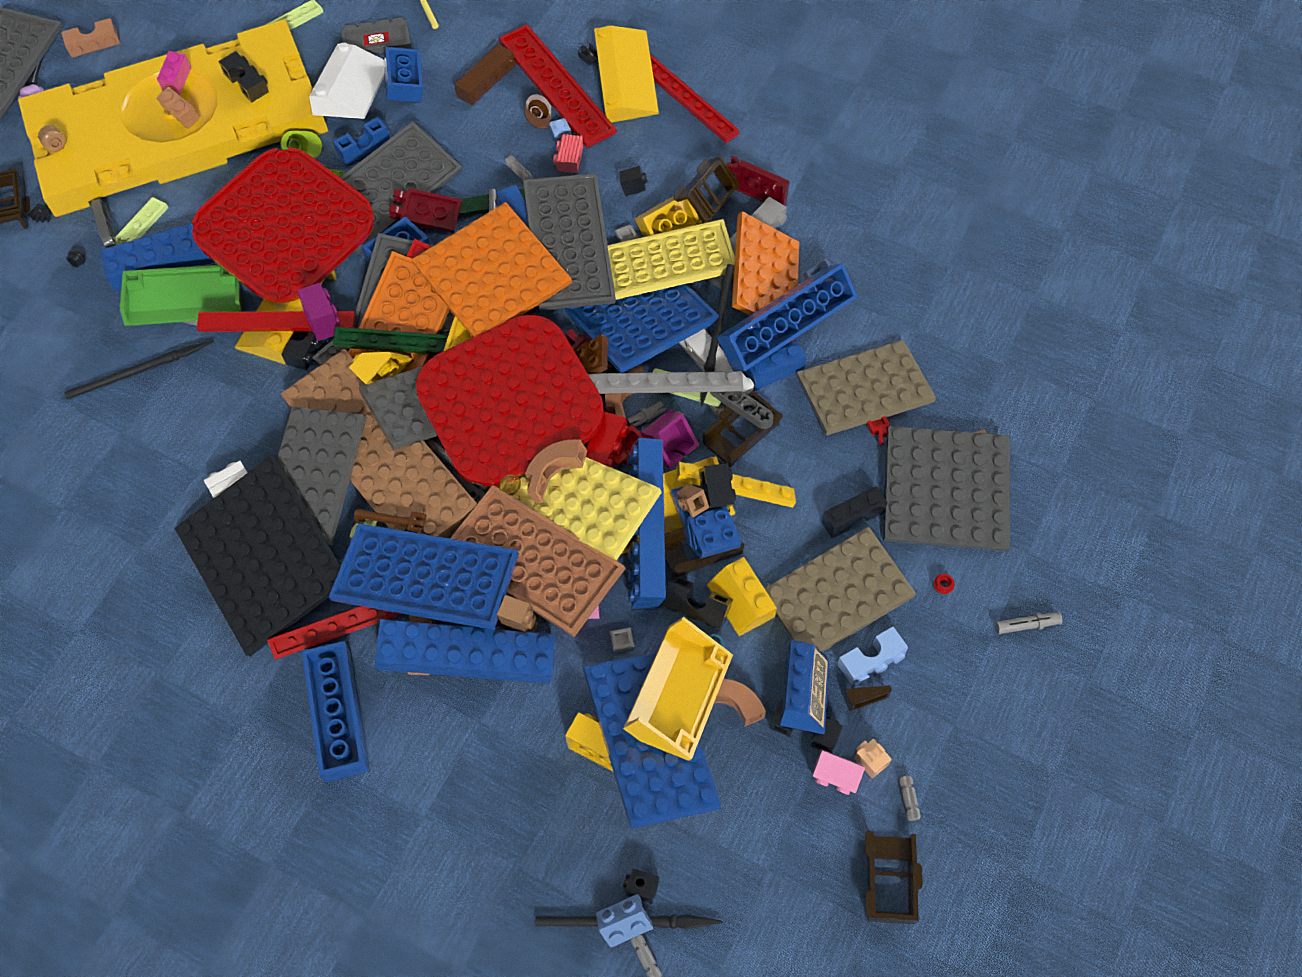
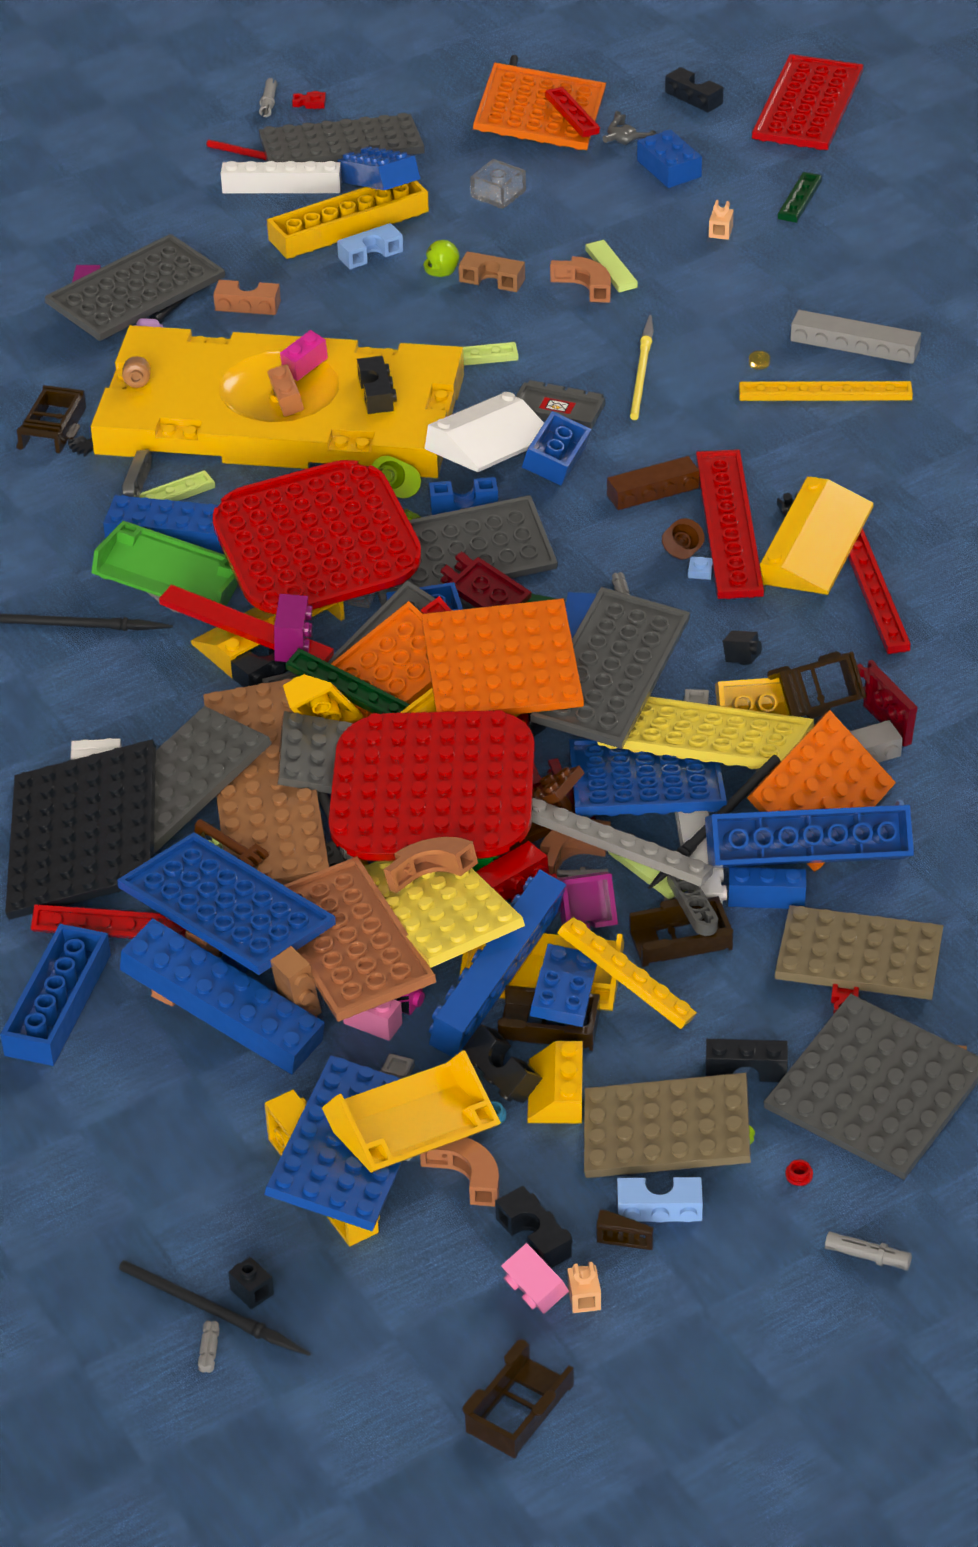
camera: 30 degrees right, 20 degrees down
(75, 258) = (87, 498): black plate -> none
(510, 484) = (375, 862): clear yellow tile -> none
(569, 153) = (691, 593): coral brick -> none
(623, 921) = (207, 1299): medium blue bracket -> none
(688, 500) = (556, 953): medium nougat brick -> none
(717, 485) = (595, 952): black brick -> none
(805, 688) = (555, 1184): blue slope -> none
(909, 798) = (598, 1345): light grey axle -> none

